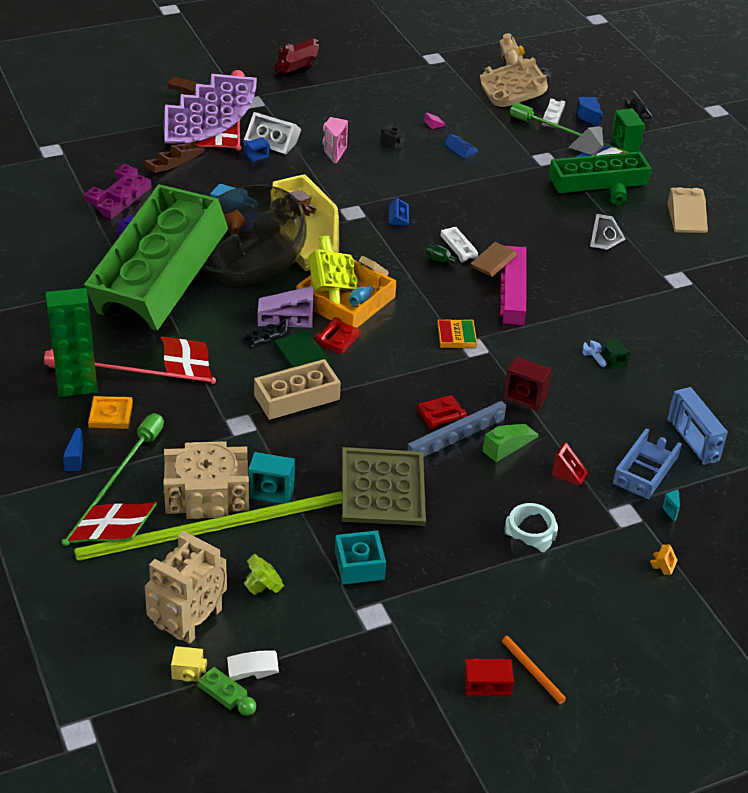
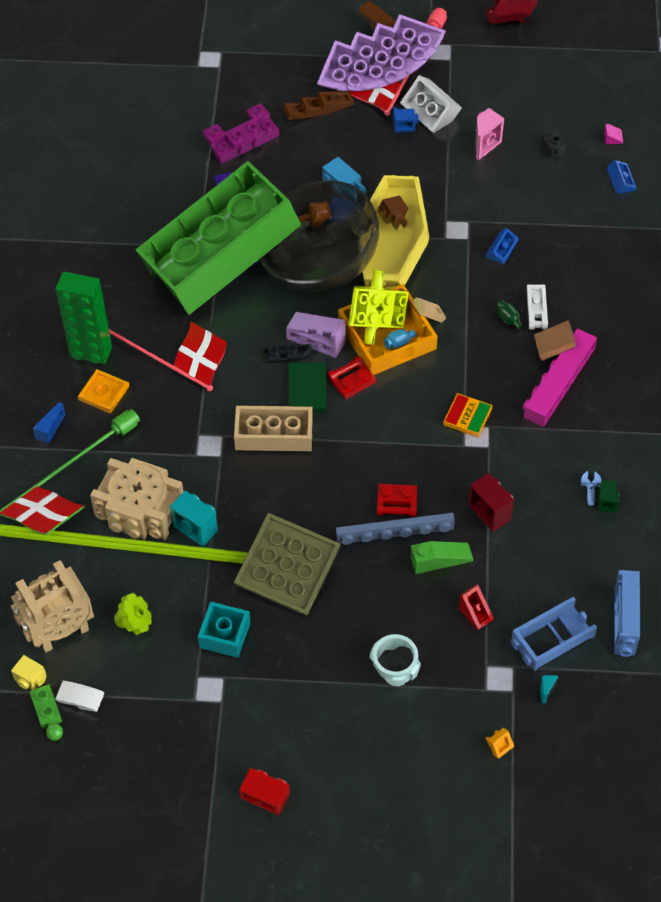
camera: 30 degrees right, 15 degrees up
(534, 670) = (312, 809): orange bar -> none

